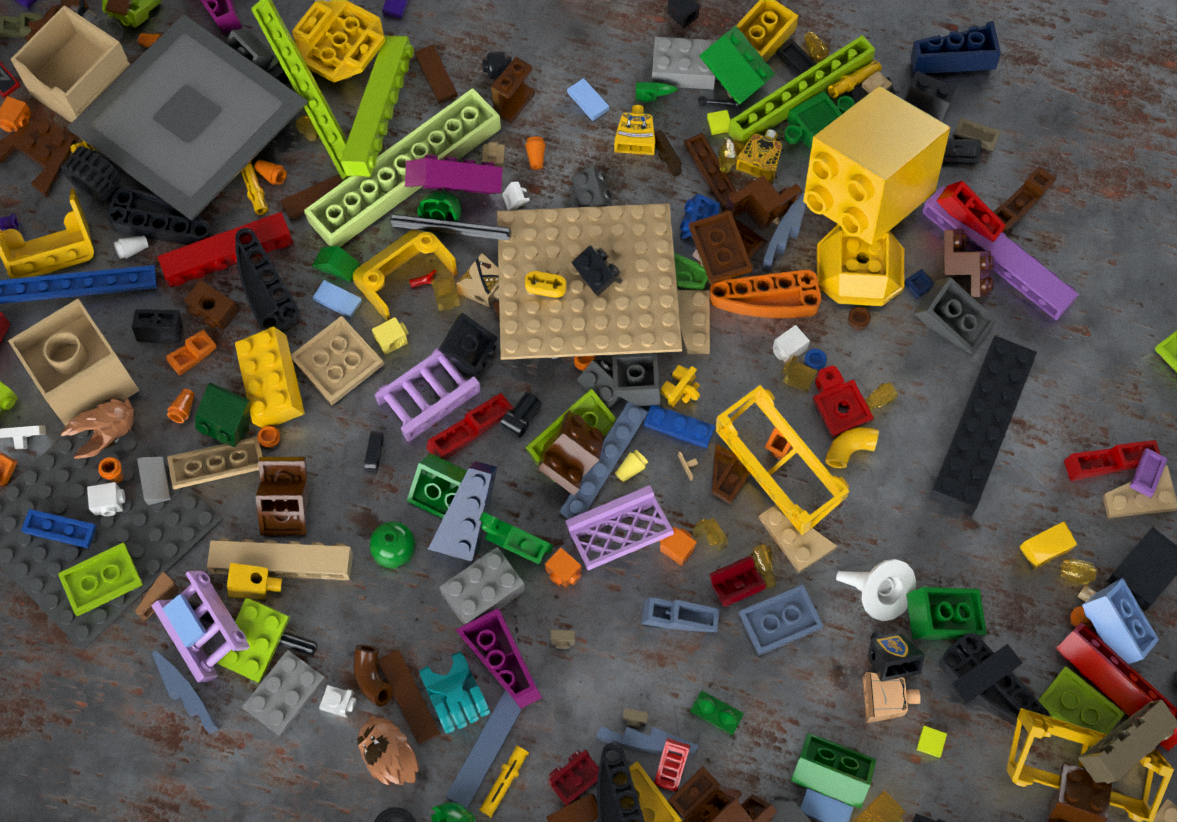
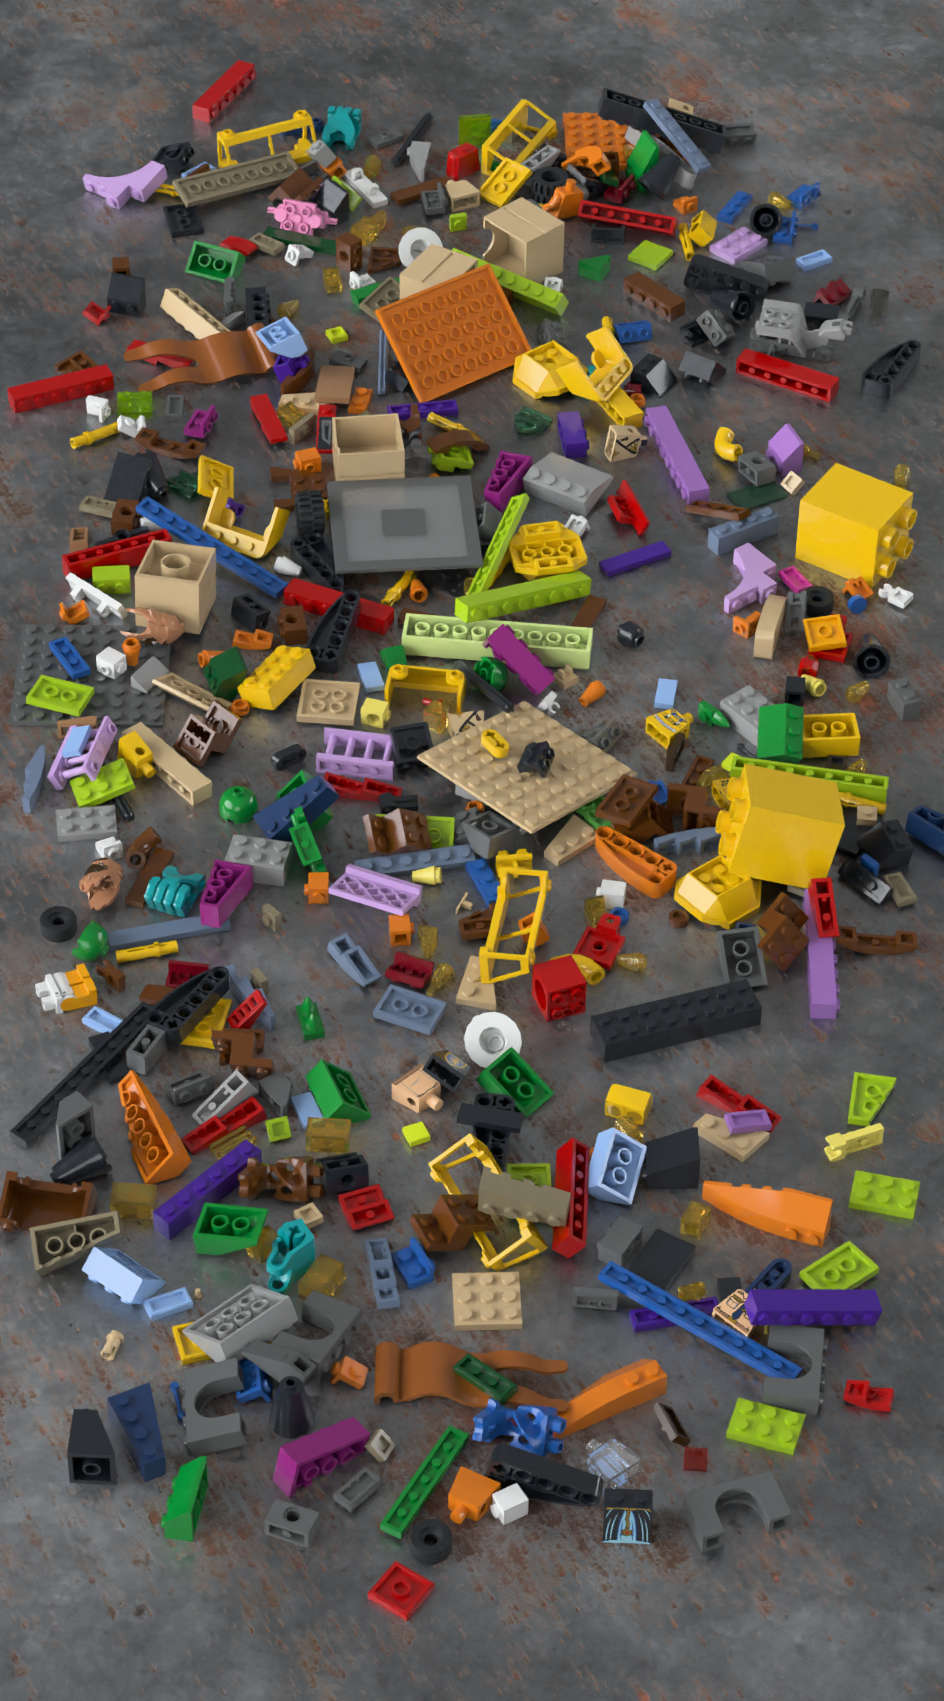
camera: 45 degrees right, 25 degrees down
(510, 91) = (617, 648): reddish brown panel -> none
(876, 484) = (559, 988): none -> red brick

